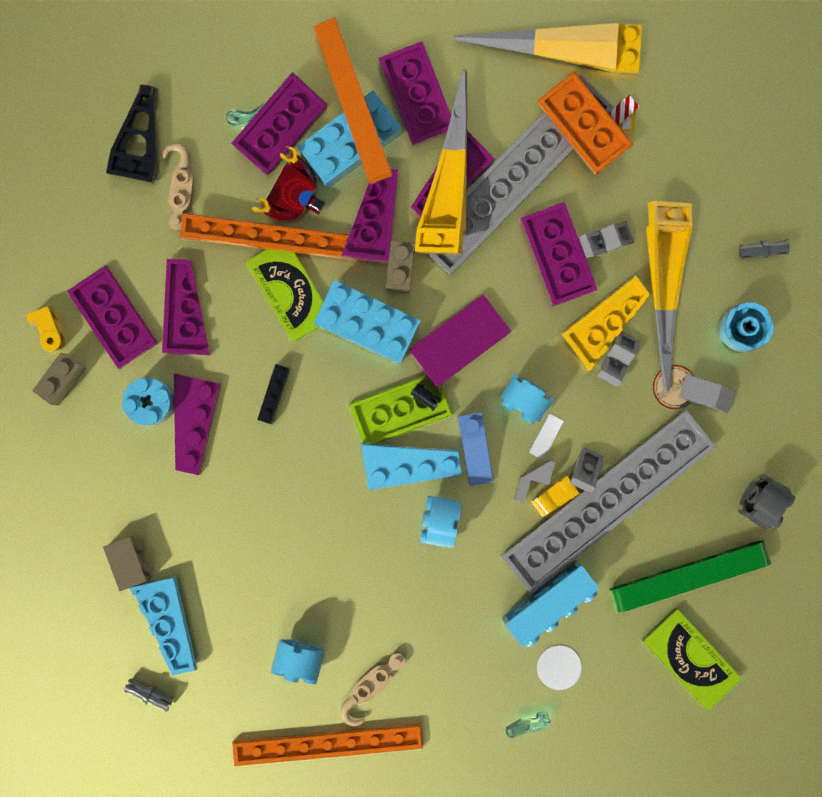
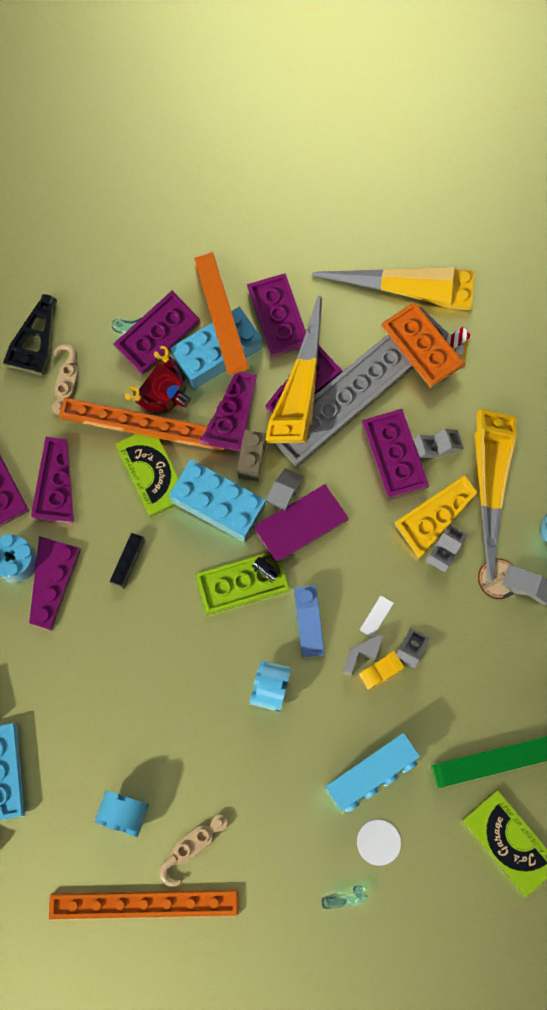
camera: 10 degrees right, 15 degrees down
(404, 465) = (240, 632): medium azure wing -> none
(440, 303) = (284, 488): none -> light grey slope
(526, 398) = (359, 575): medium azure brick -> none
(613, 500) = (431, 681): light grey plate -> none

